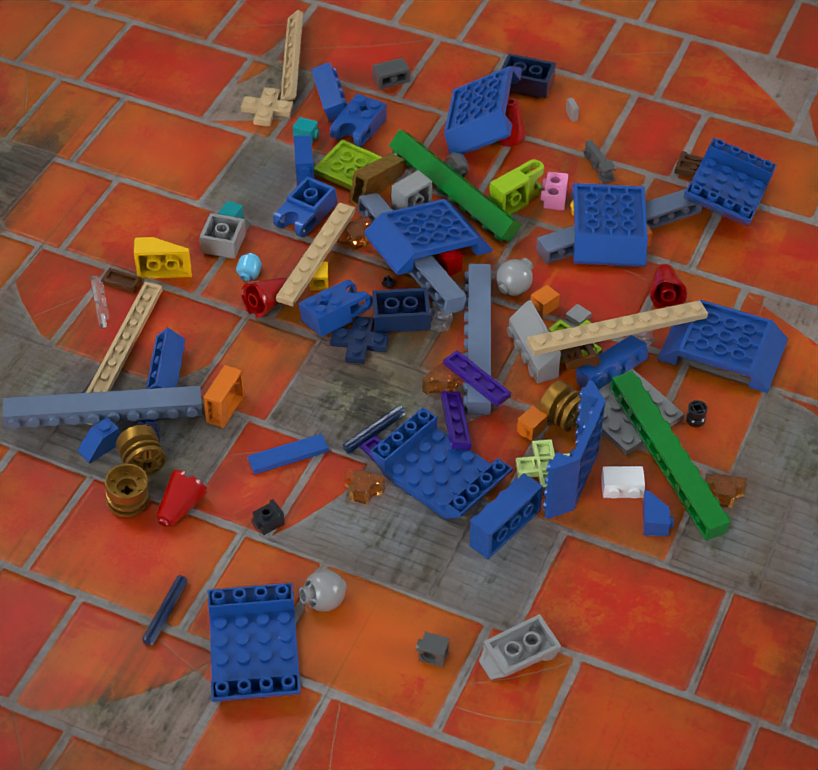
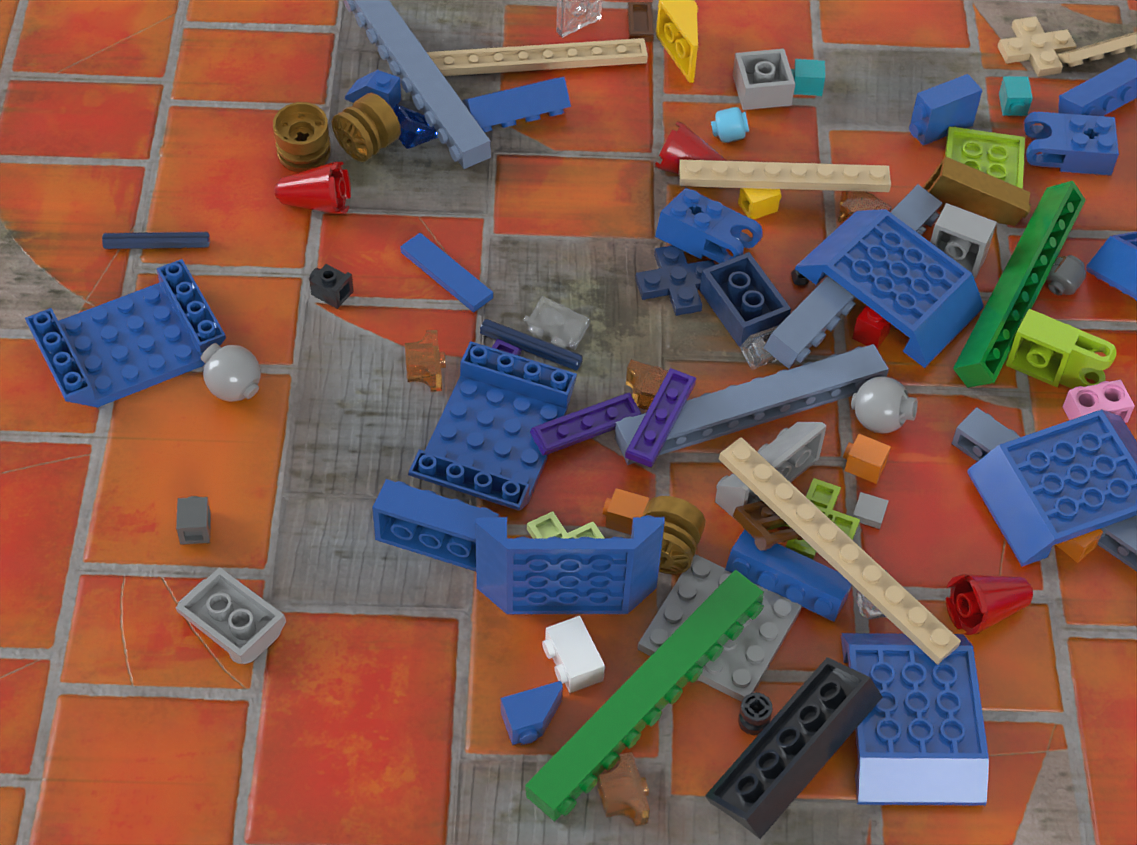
camera: 65 degrees right, 5 degrees up
(224, 396) = (493, 186): orange window -> none
(306, 206) = (868, 140): blue brick -> none
(366, 408) = (557, 322): none -> clear bracket
(729, 400) = (794, 746): none -> black arch

